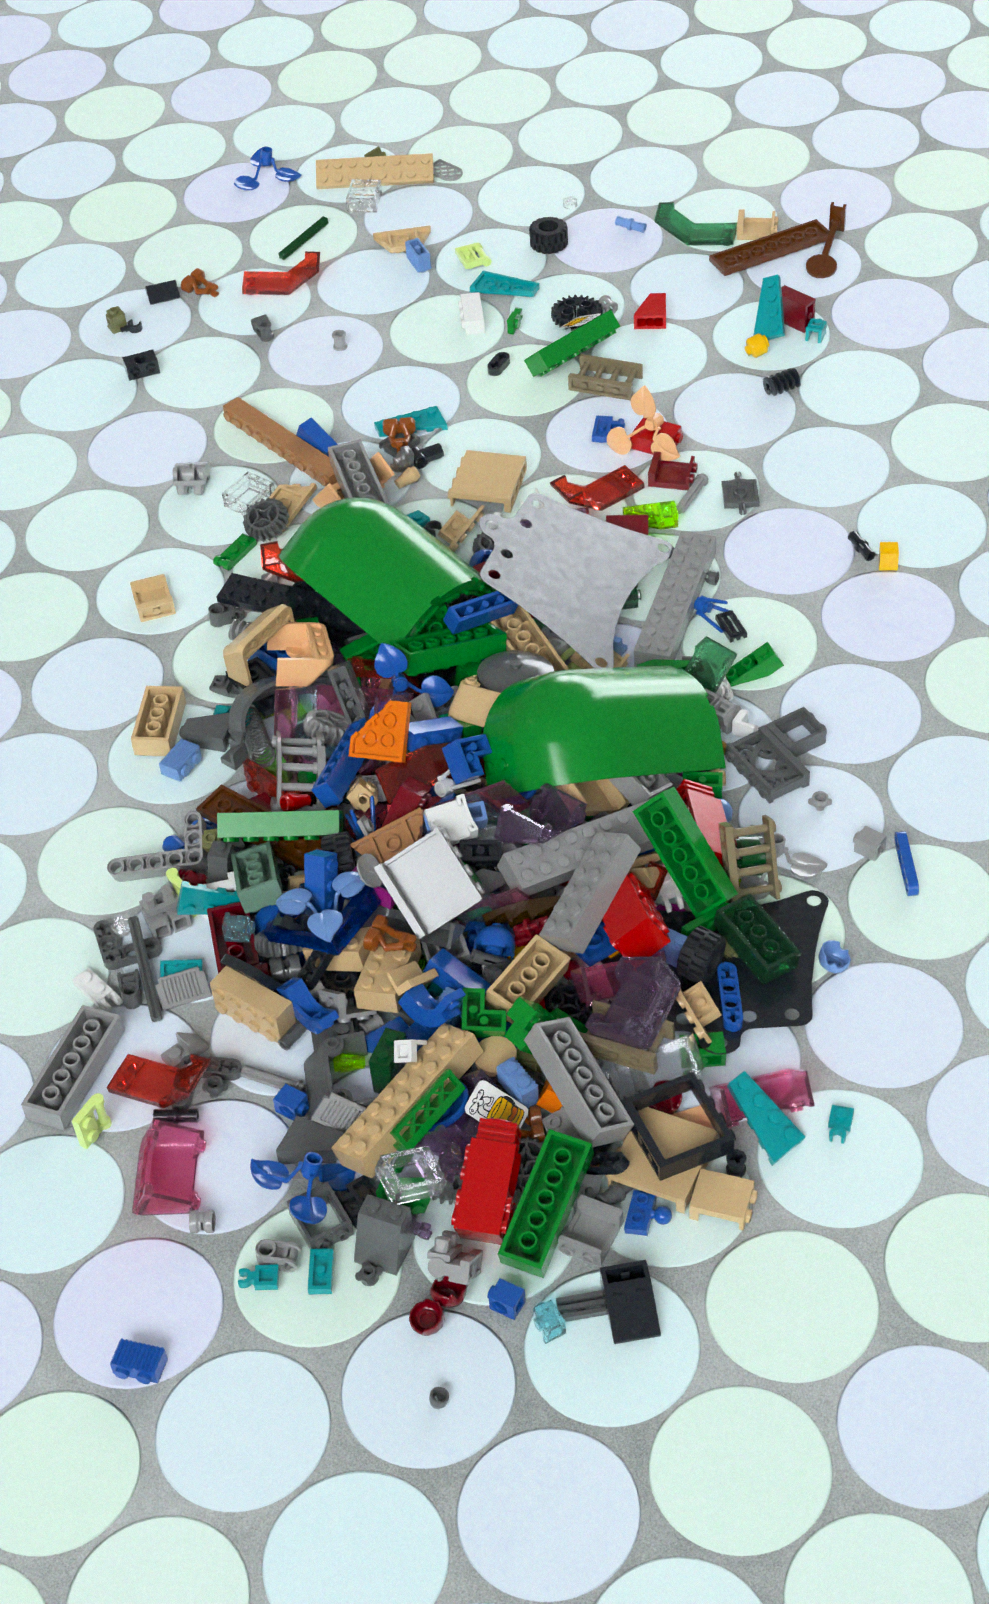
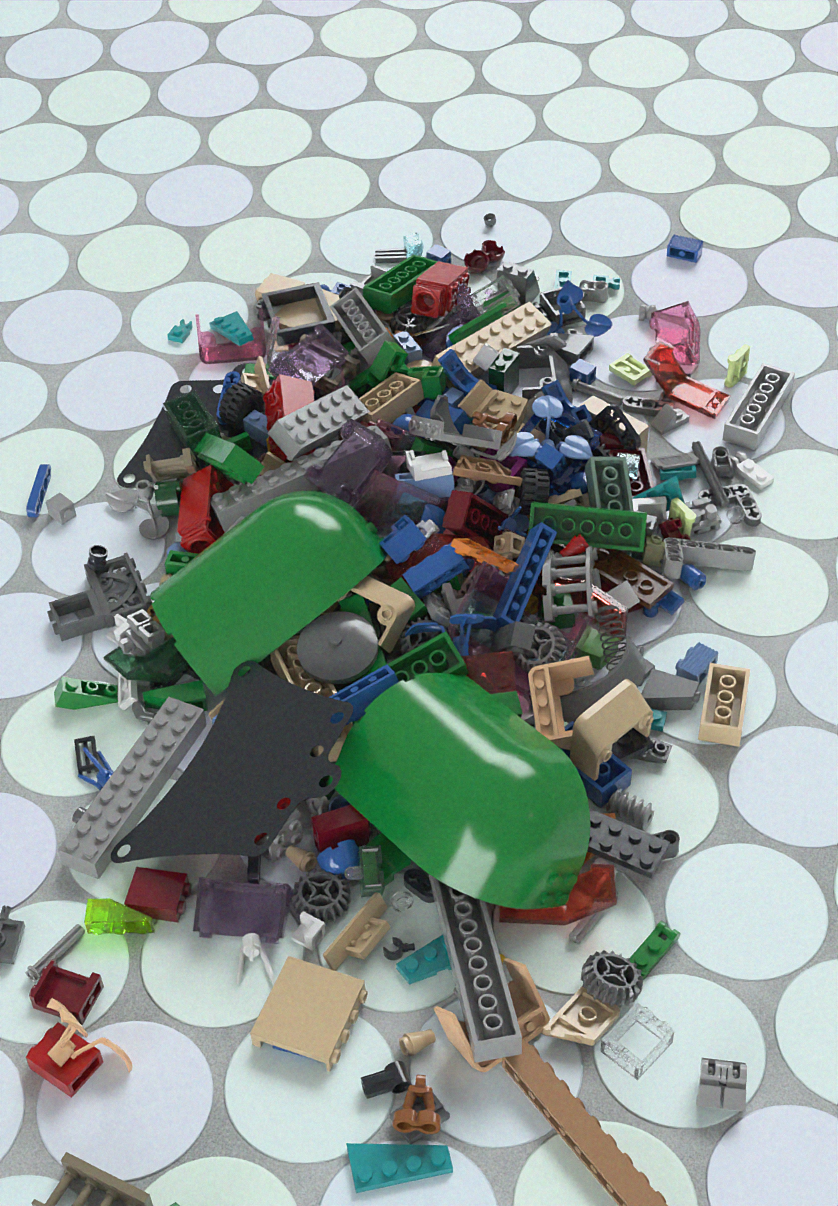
camera: 175 degrees left, 0 degrees up
(152, 598) = (751, 882): tan panel -> none
(214, 1081) = (644, 392): dark grey plate -> none
(232, 1116) = (630, 369): none -> yellowish green plate
(248, 792) = (624, 594): none -> white sticker
(315, 435) = (542, 1128): blue slope -> none
(403, 459) = (421, 1059): flat silver hair -> none
(450, 1261) = (476, 264): light grey hips -> none
(458, 546) = (368, 871): none -> clear green piece
(602, 427) = (129, 1095): blue plate -> none
(602, 492) = (174, 969): clear red windscreen -> none
(629, 1301) = (359, 251): black slope -> none
(794, 769) = (97, 557): none -> black wheel
(820, 800) = (82, 554): light grey plate -> none
(833, 957) = (135, 424): medium blue hair -> none

